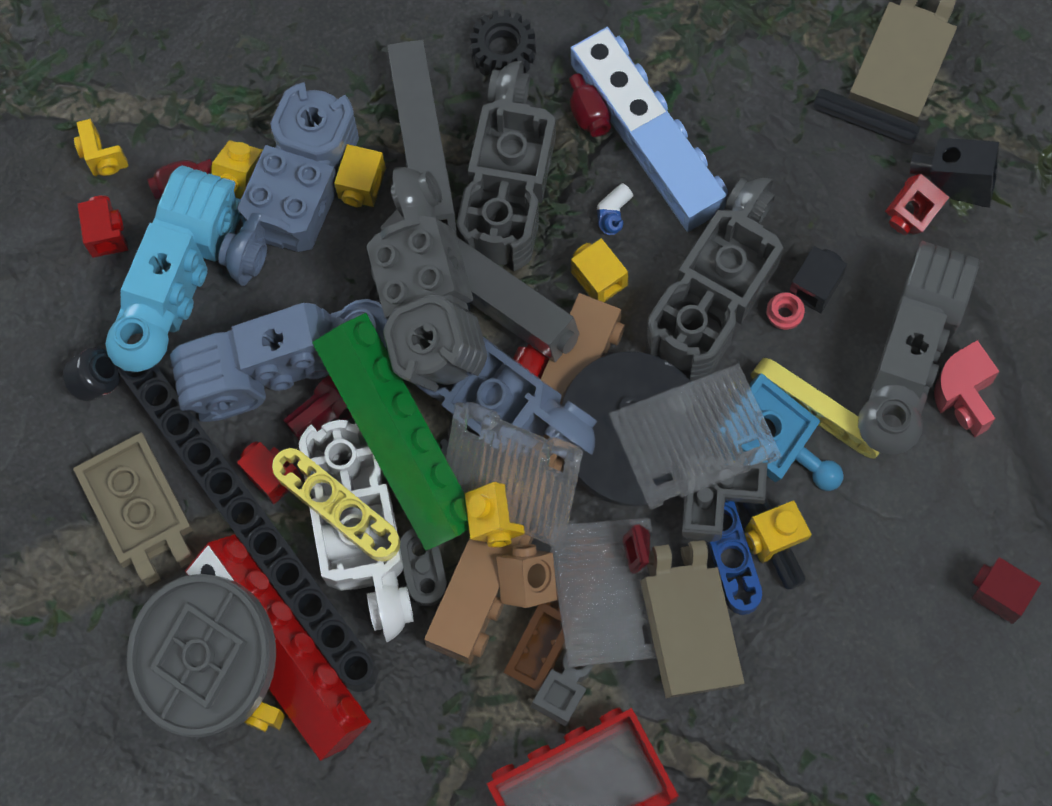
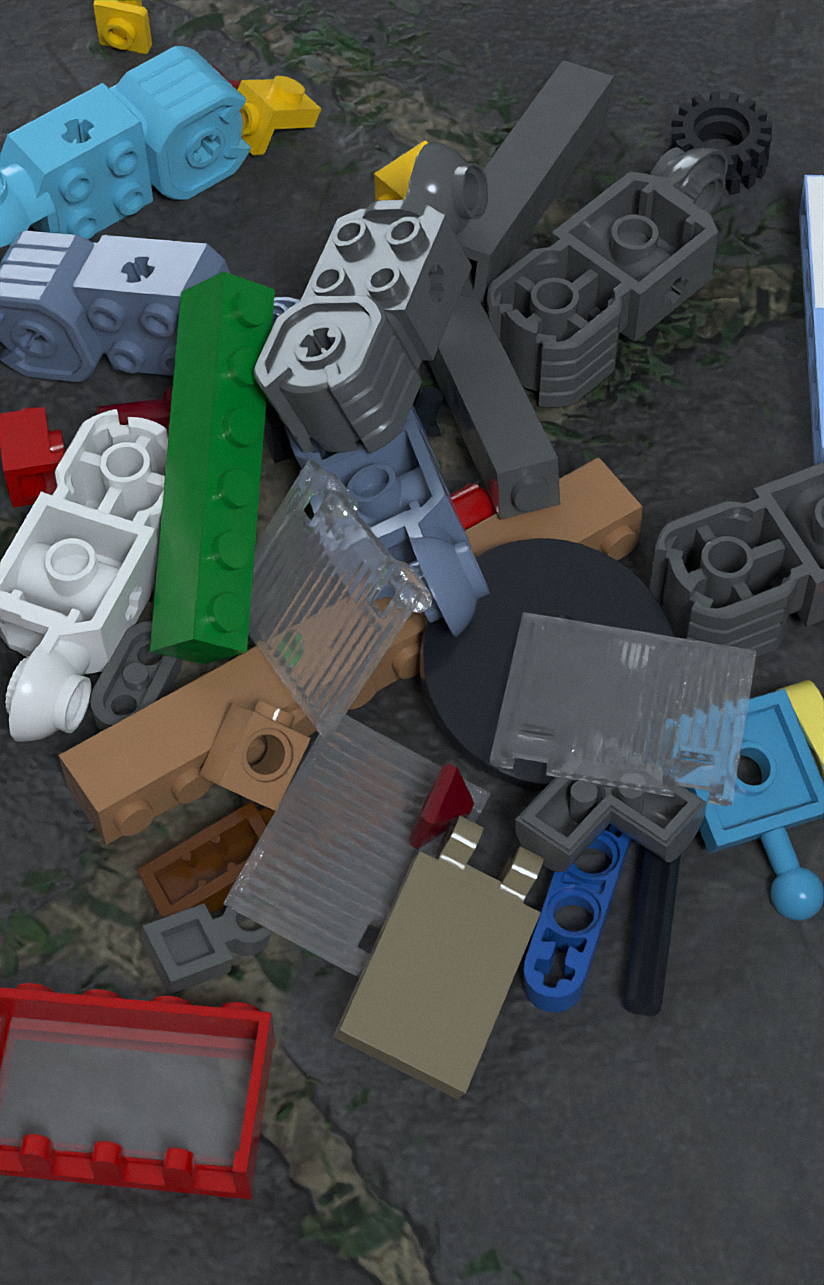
camera: 30 degrees right, 15 degrees down
(101, 227) = (53, 80): red brick -> none
(292, 181) = (319, 152): sand blue brick -> none
(336, 504) = (70, 511): light yellow beam -> none
(490, 517) = (252, 639): yellow bracket -> none
(589, 107) = (782, 265): dark red plant -> none
(599, 270) = (652, 456): yellow brick -> none
(609, 209) = (724, 396): arm -> none
(776, 531) = (662, 911): yellow bracket -> none

